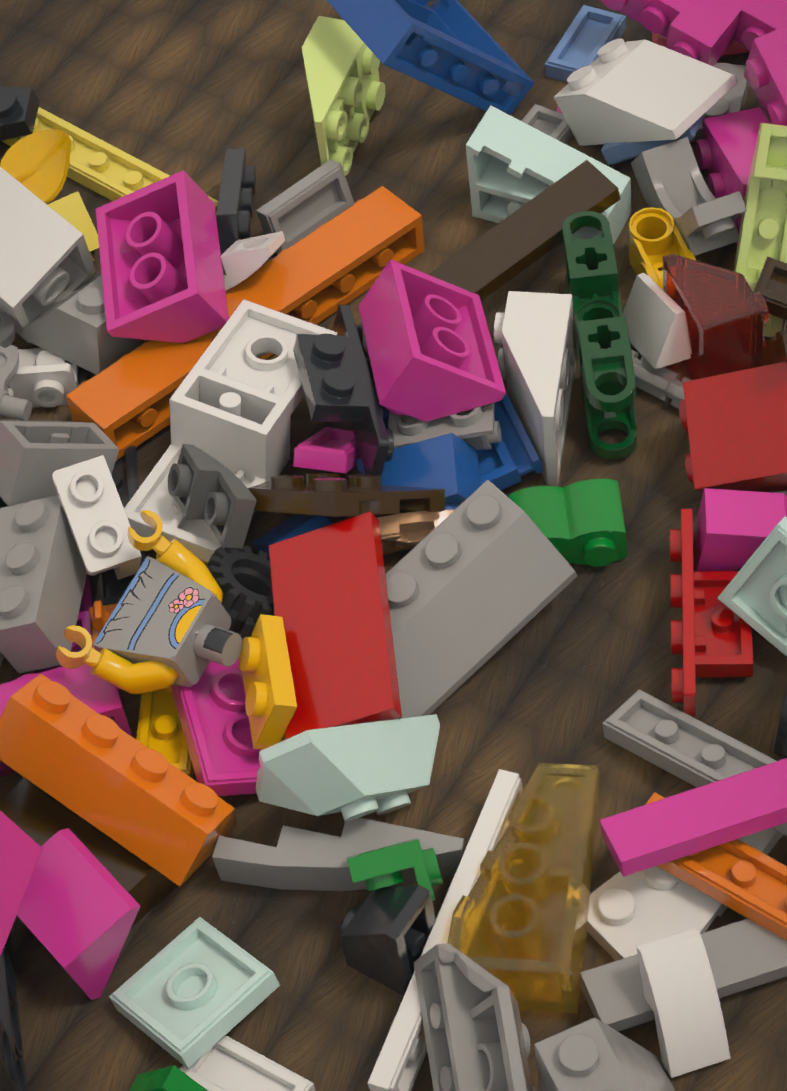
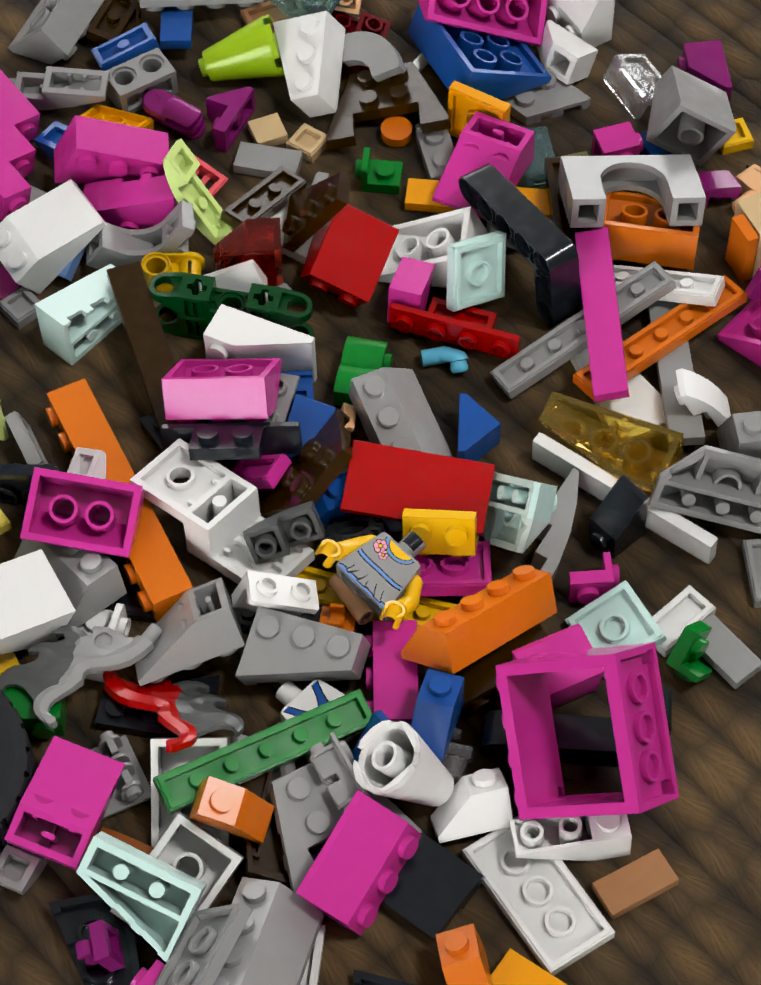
camera: 80 degrees left, 5 degrees up
(284, 954) = (590, 585): none -> dark pink bracket
(384, 866) = (587, 498): green bracket -> none
(506, 695) = (476, 431): none -> blue slope
(651, 626) = (445, 355): none -> medium azure arm

